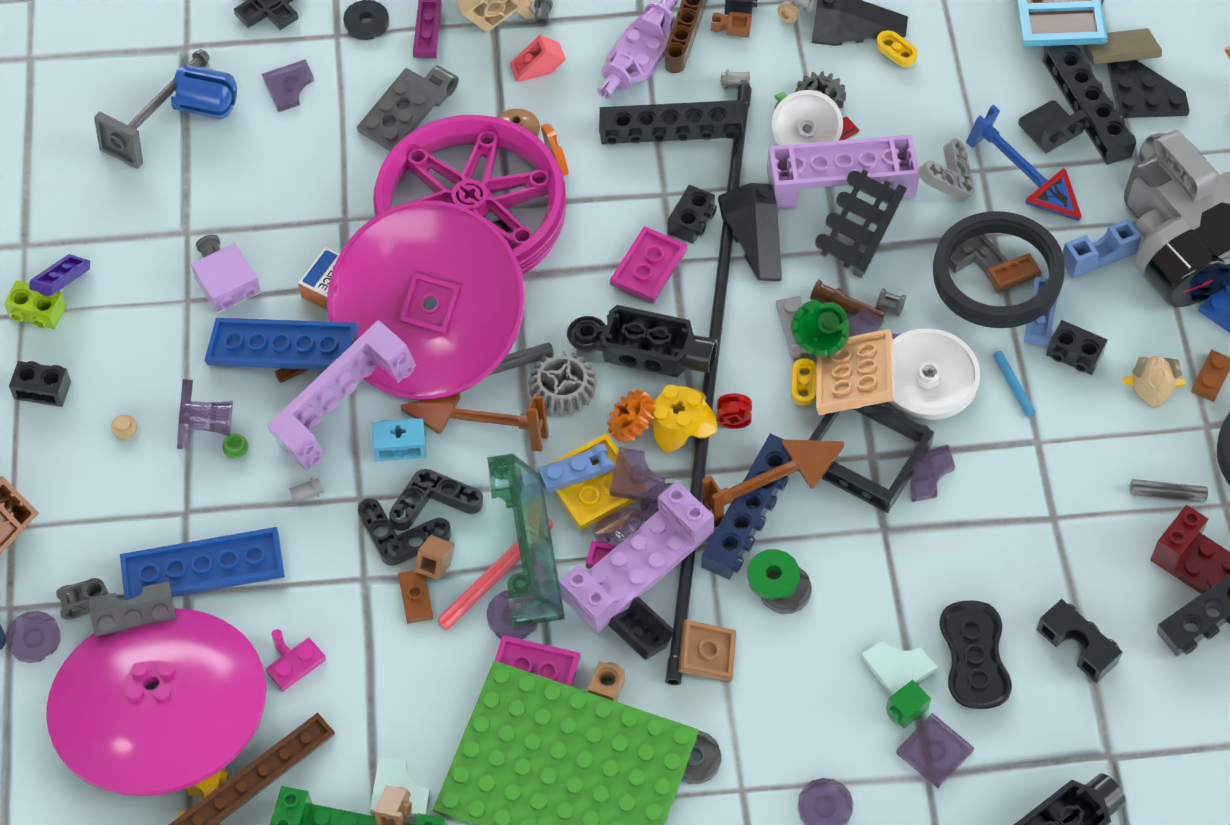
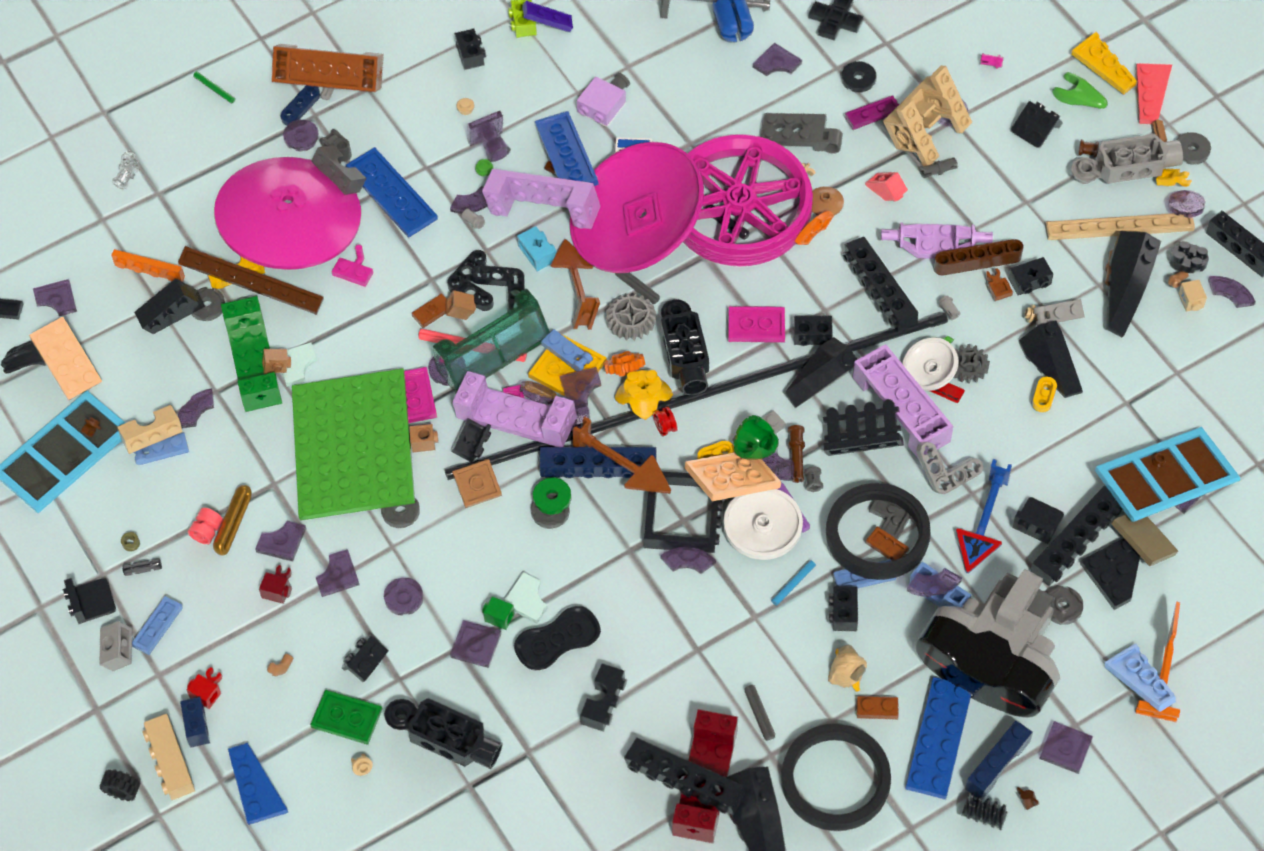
camera: 65 degrees right, 0 degrees up
(278, 480) = (474, 202): none -> clear purple tile
(1104, 243) = (935, 584): none -> clear purple tile

